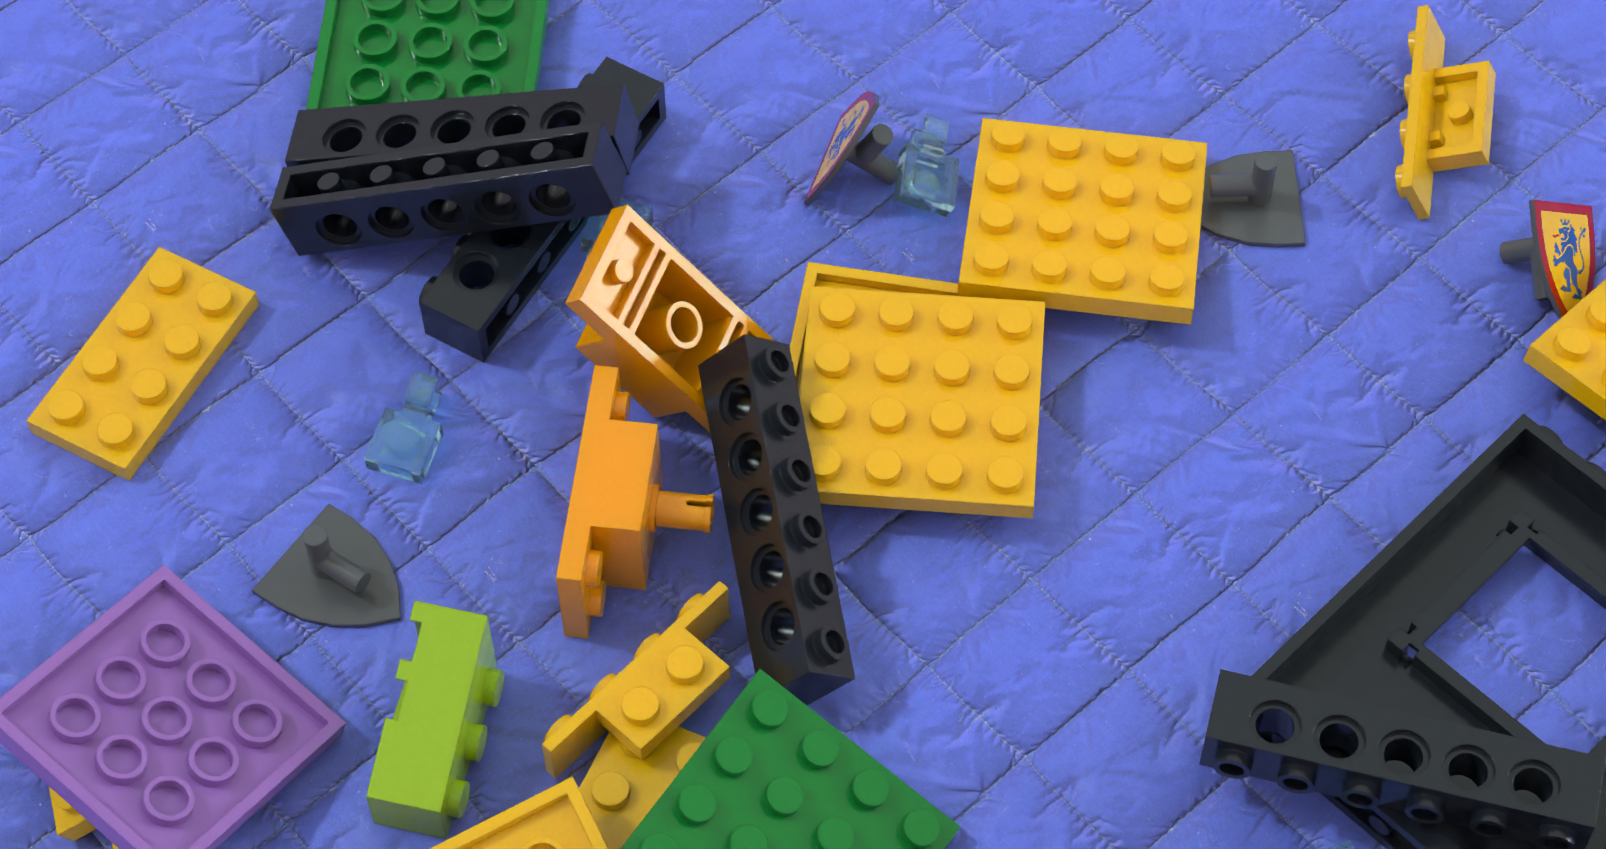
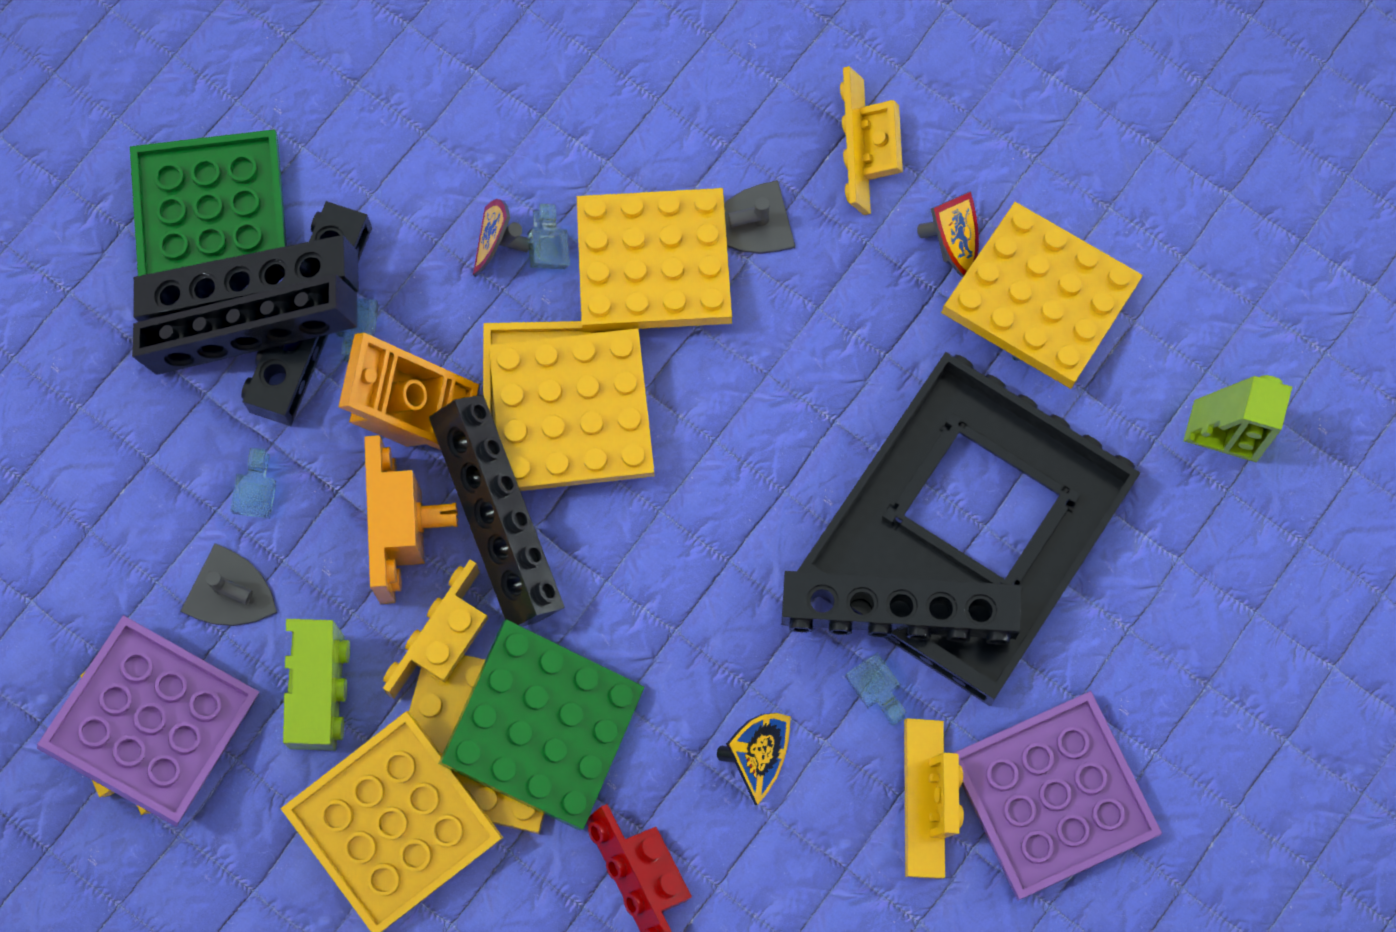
camera: 10 degrees left, 15 degrees up
(143, 363) = (74, 468): yellow plate -> none

